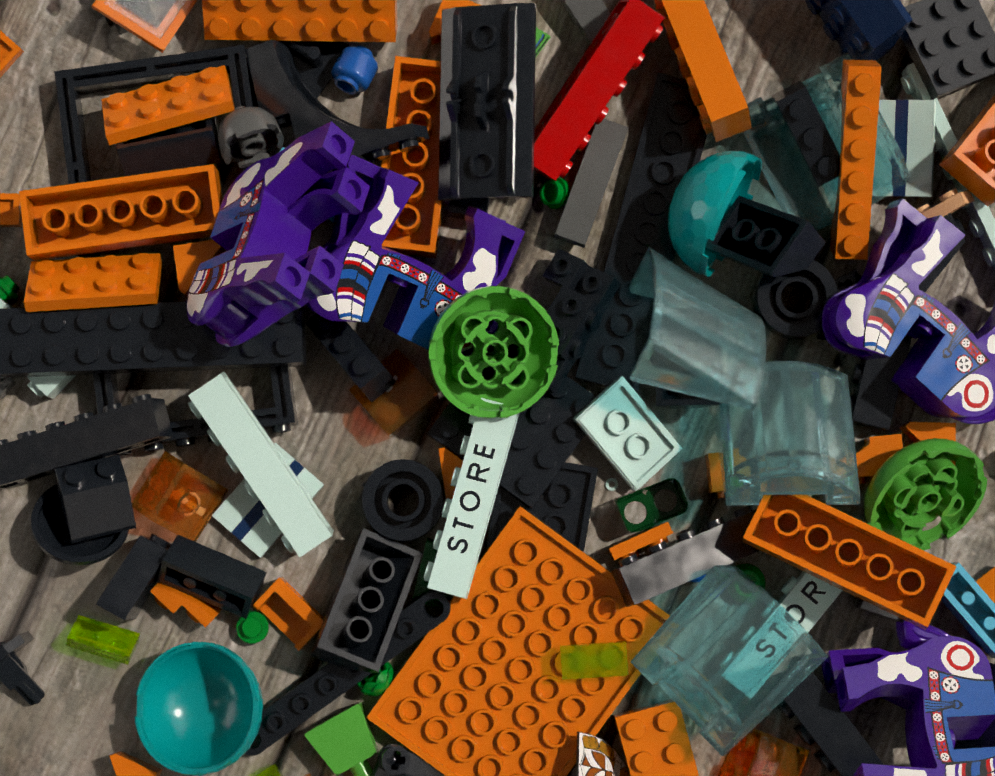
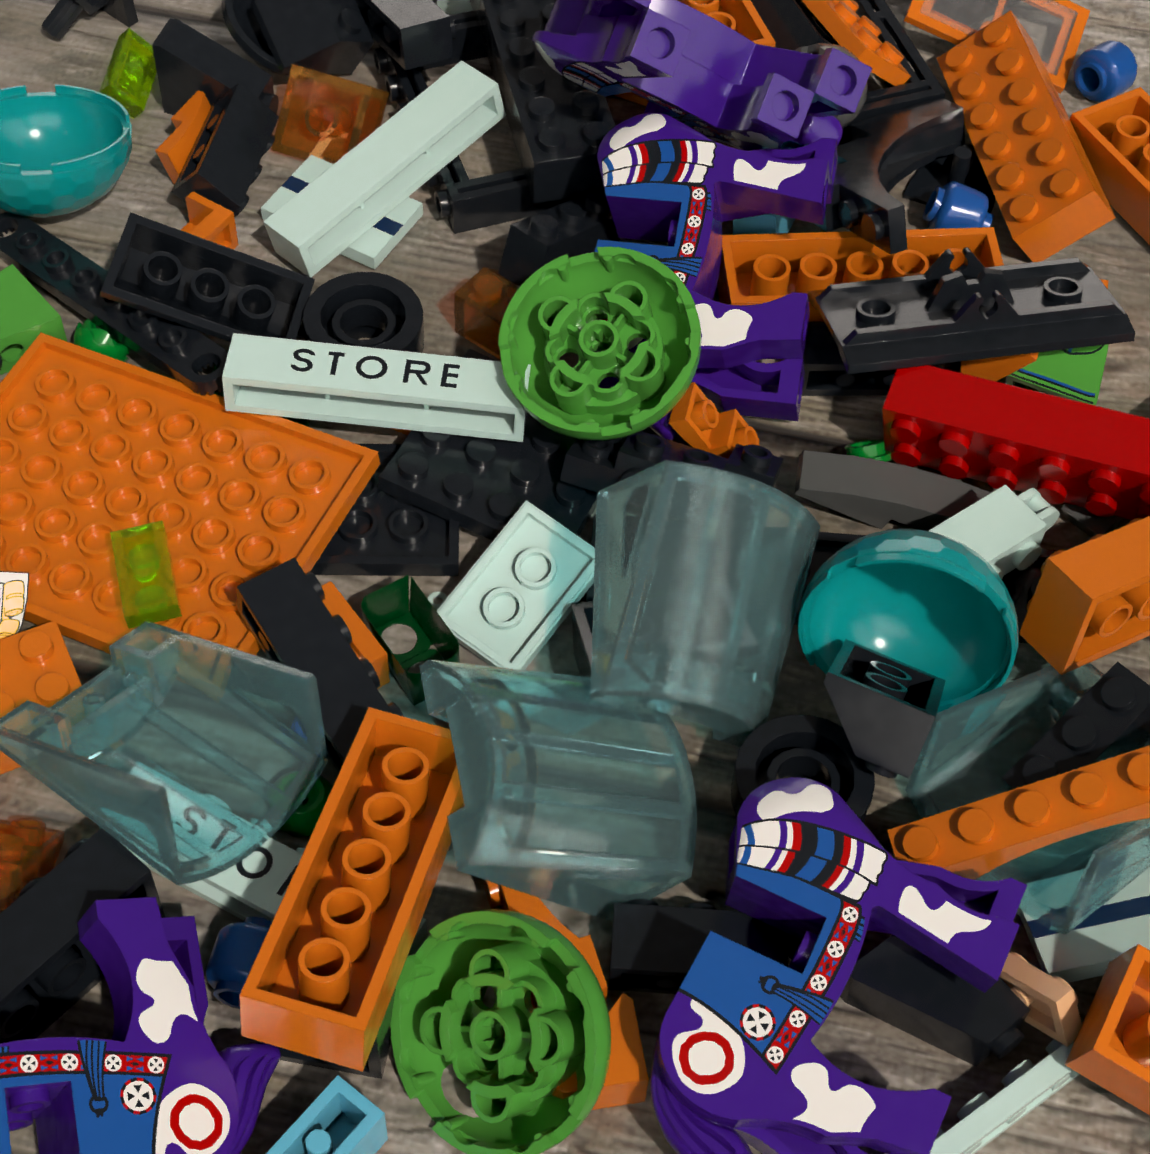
camera: 75 degrees right, 30 degrees down
(254, 628) = (165, 210): green plate -> none
(527, 277) = (706, 429): none -> orange slope
(649, 138) = (1003, 528): none -> light aqua brick
(847, 624) = (234, 957): none -> blue head

